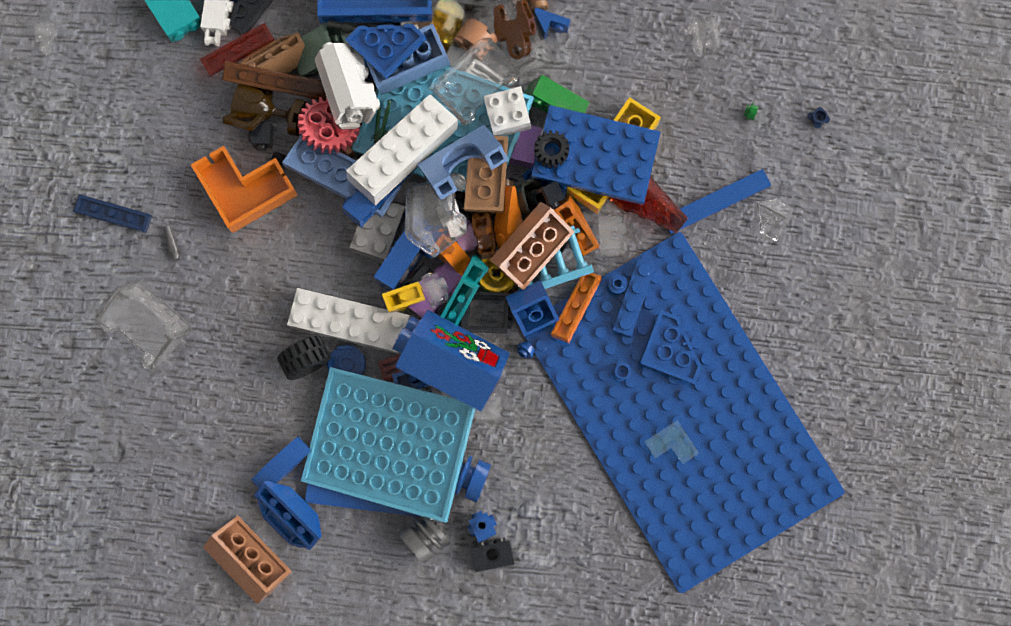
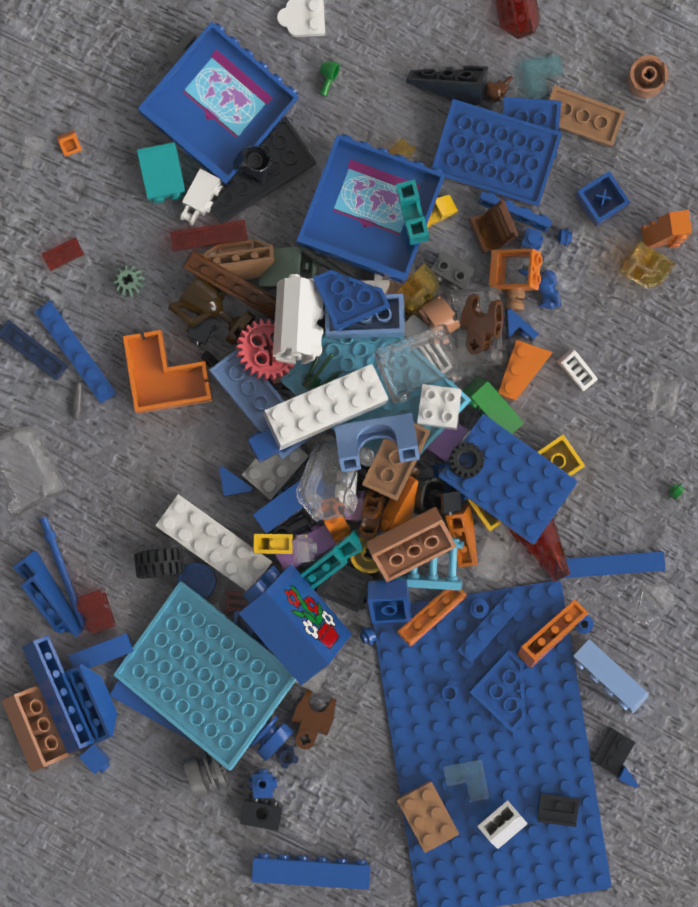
camera: 25 degrees right, 5 degrees up
(78, 18) = (69, 143): none -> orange slope
(109, 117) = (63, 254): none -> clear red tile
(153, 200) = (75, 352): none -> blue plate
(174, 112) = (126, 274): none -> sand green gear
(193, 376) = (50, 537): none -> blue bar
(209, 431) = (47, 595): none -> blue wedge
(254, 519) = (58, 694): none -> blue brick
(260, 423) = (98, 611): none -> clear red brick
(314, 567) = (95, 759): none -> blue brick
(346, 261) = (232, 484): none -> blue slope
(495, 487) = (282, 756): none -> dark blue plate
(505, 449) = (311, 721): none -> reddish brown piece
(562, 591) = (311, 872): none -> blue brick
(568, 55) = (521, 369): none -> orange wedge
(614, 31) = (572, 374): none -> white slope
(649, 493) = (427, 816): none -> medium nougat brick
(693, 281) = (551, 634): none -> orange slope
(716, 267) = (590, 624): none -> blue plate
(722, 471) = (502, 824): none -> white brick
(763, 297) = (611, 676): none -> light blue wedge
(766, 438) = (558, 809): none -> black plate
(793, 366) = (613, 751): none -> black plate
(816, 384) = (625, 777): none -> blue slope

